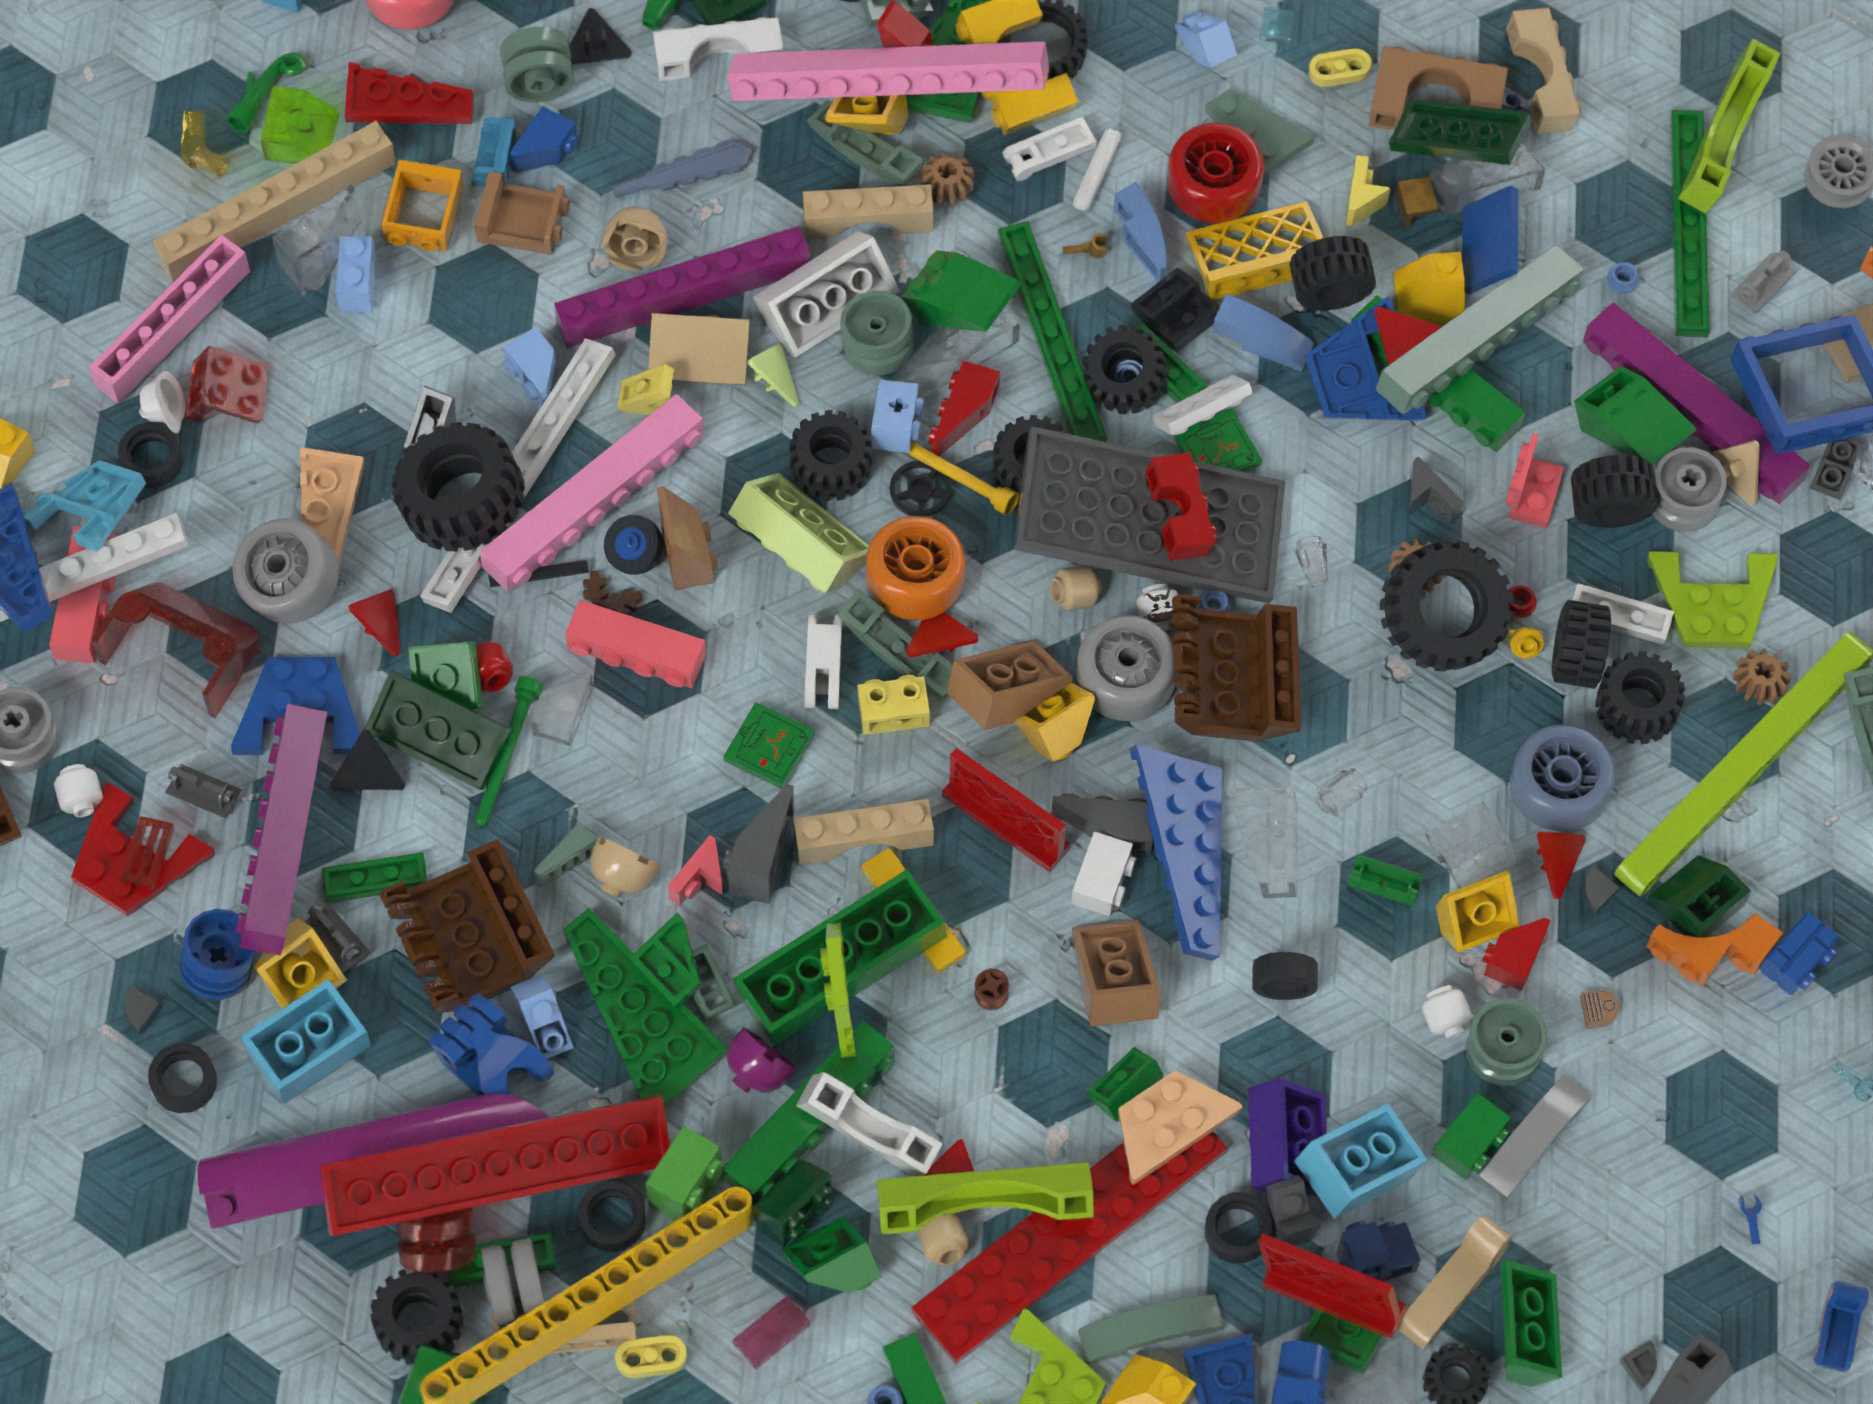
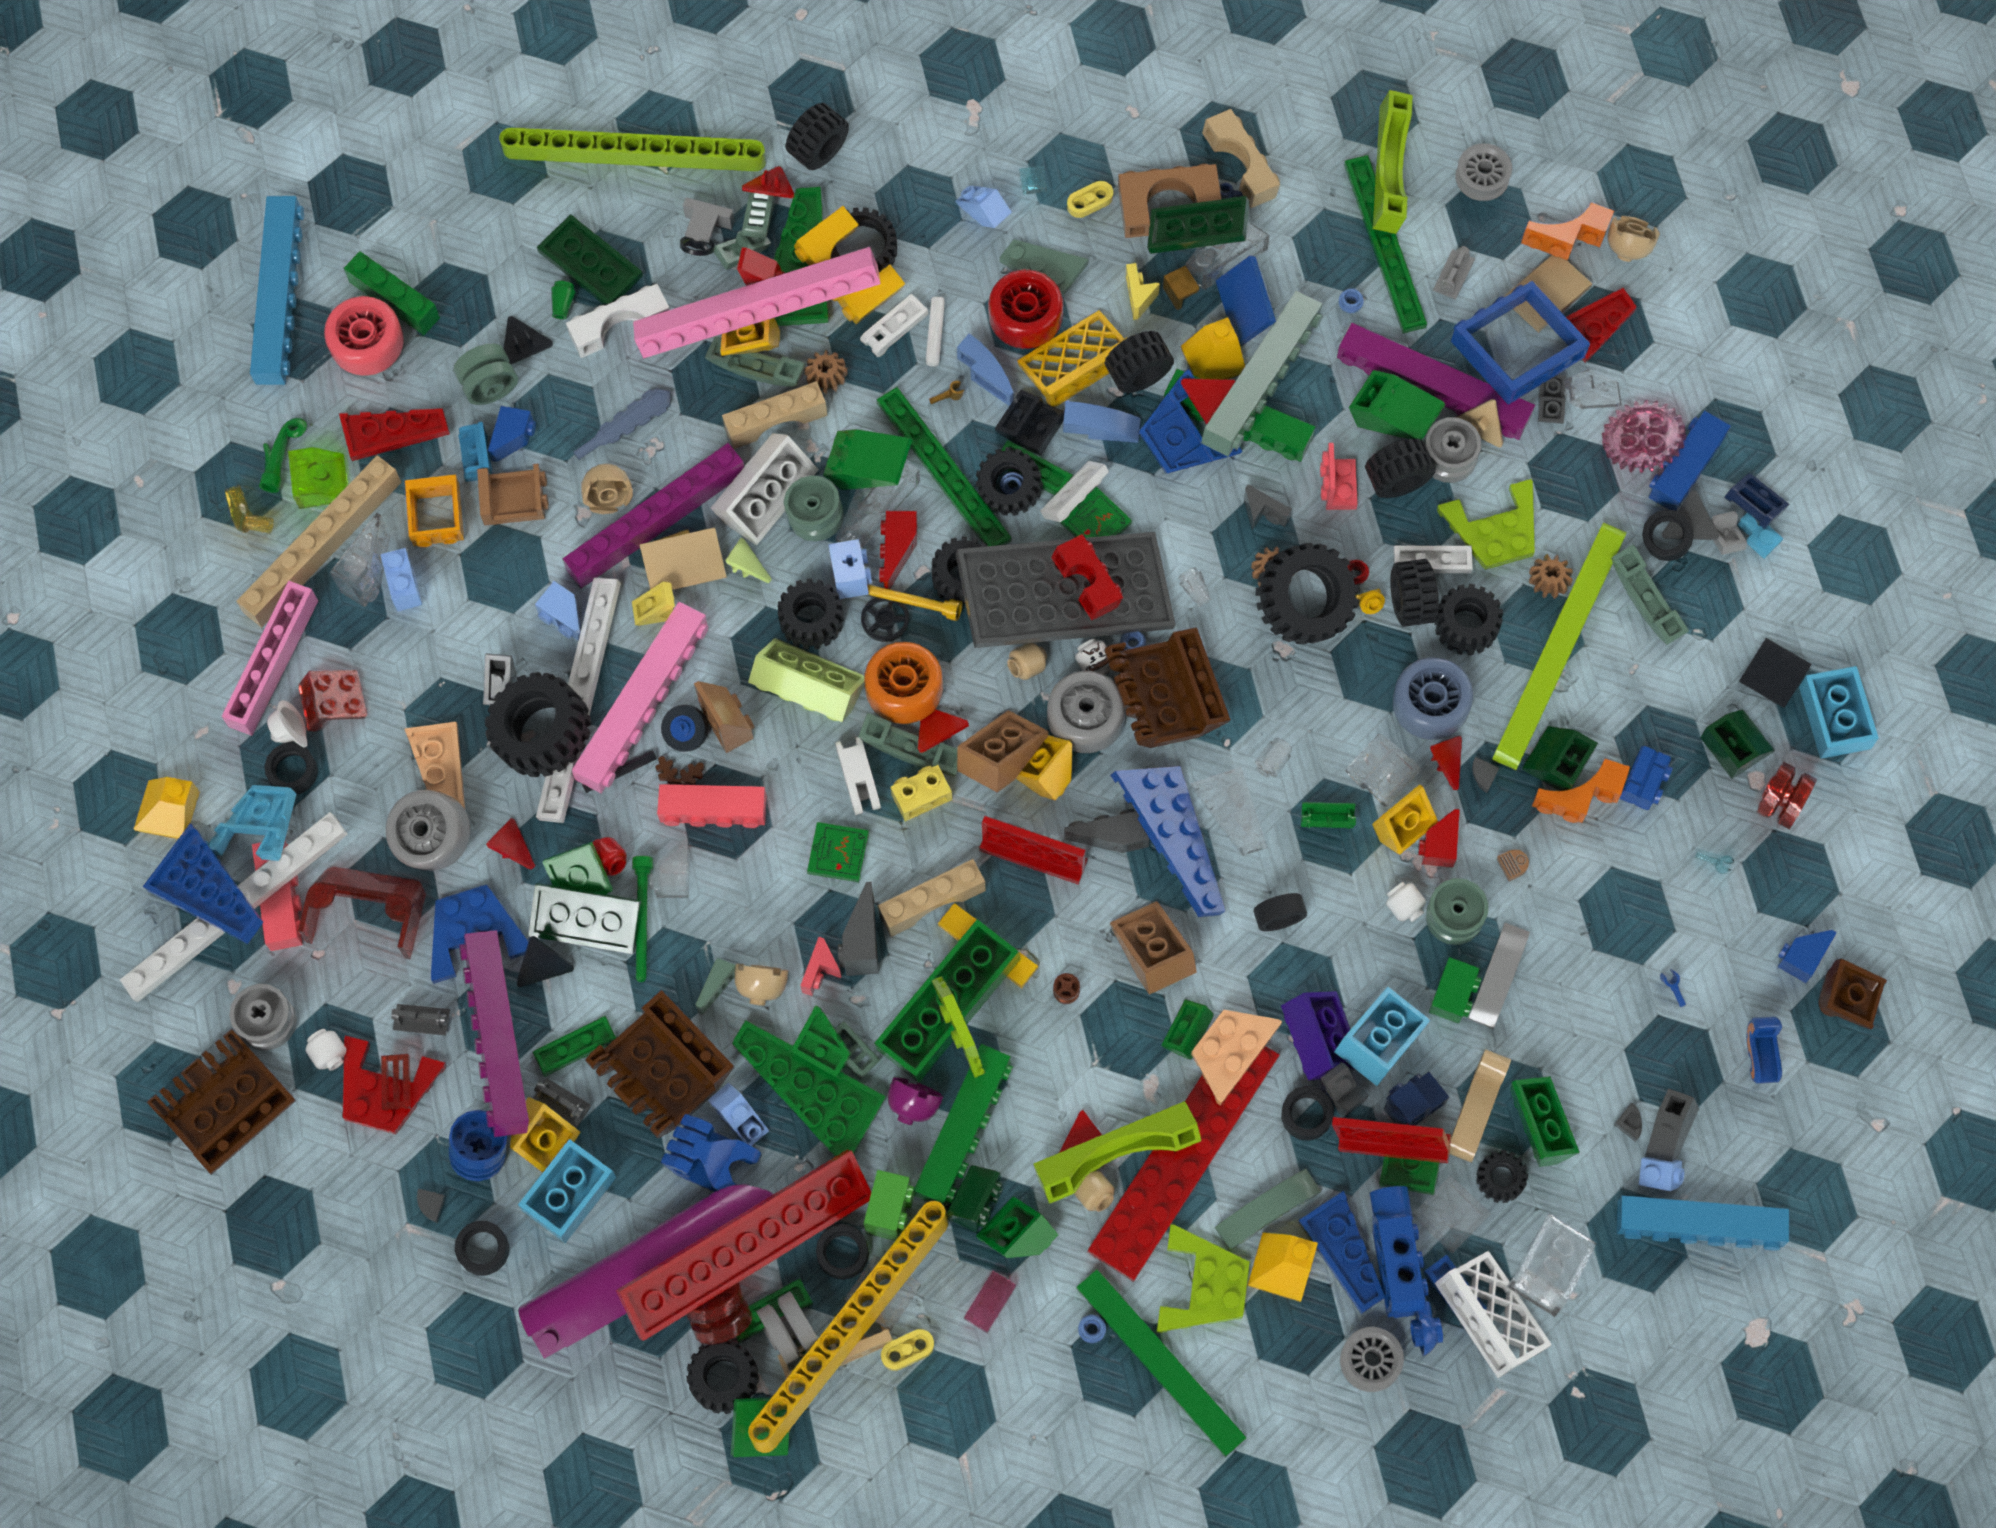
camera: 15 degrees left, 5 degrees up
(847, 1113) = (1012, 1124): white arch -> none
(1102, 874) = (1119, 875): white brick -> none

